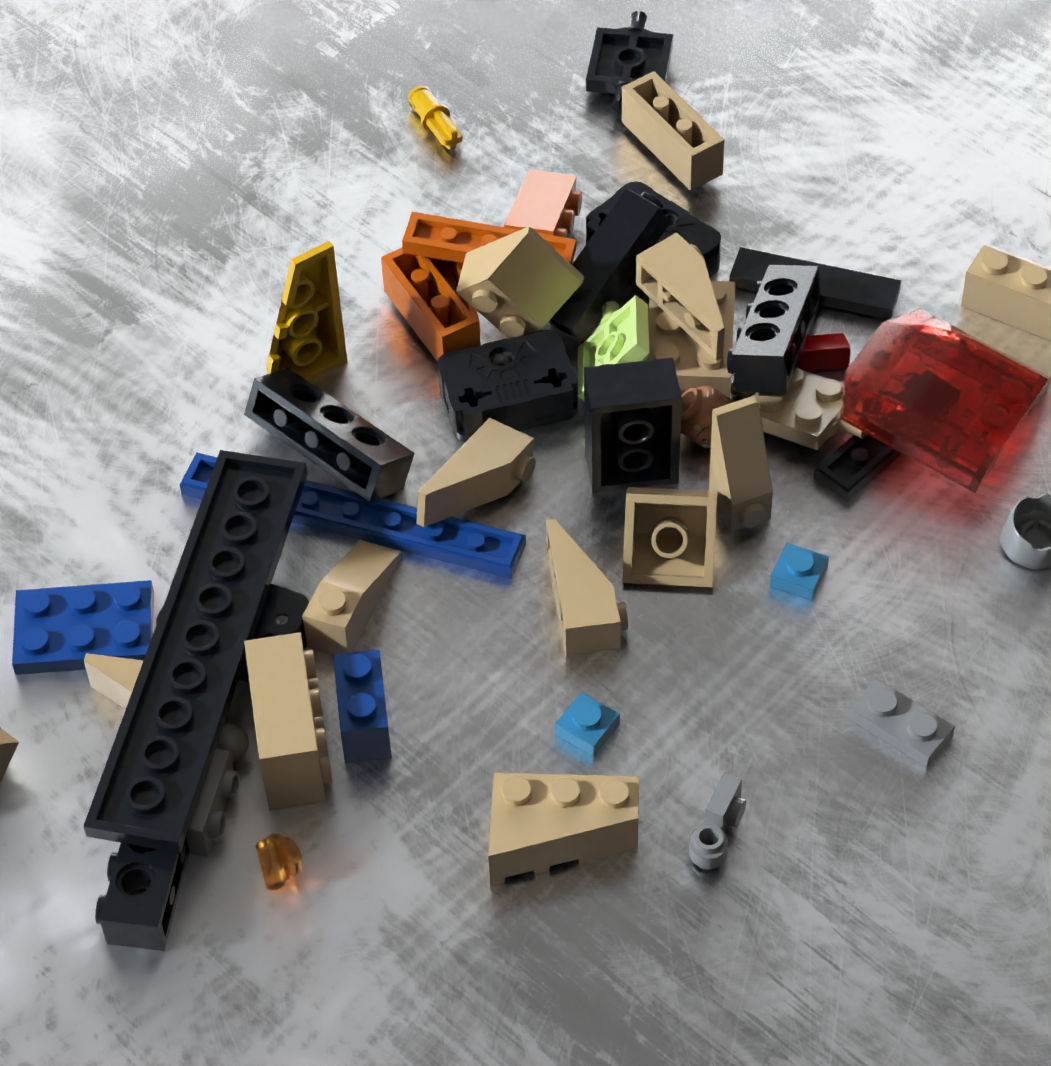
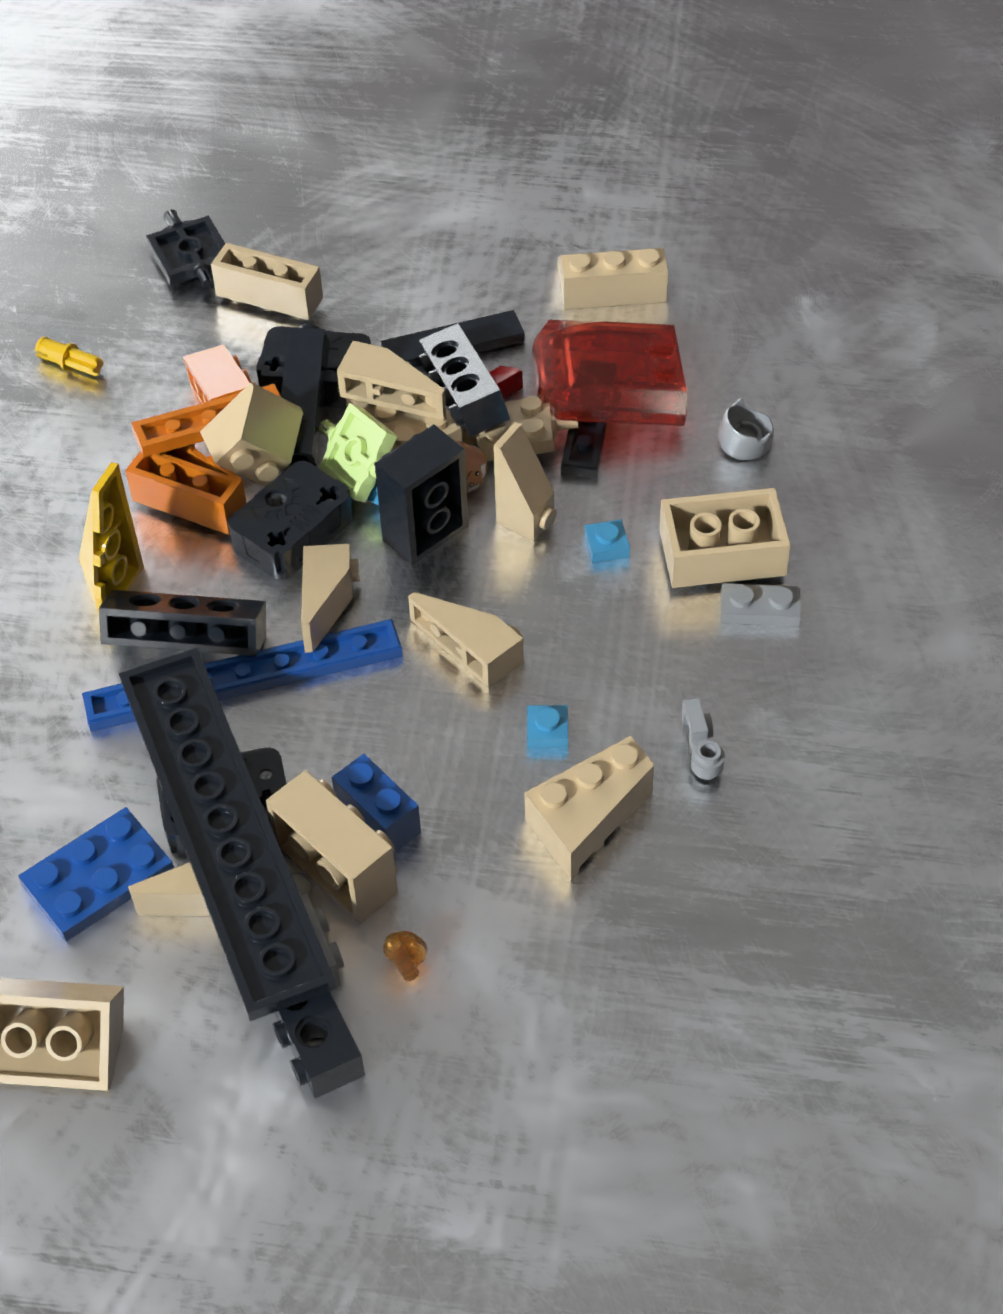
camera: 35 degrees left, 0 degrees up
(348, 598) = (297, 731): tan slope -> none
(669, 537) = (500, 562): tan slope -> none
(910, 631) = (724, 537): none -> tan brick

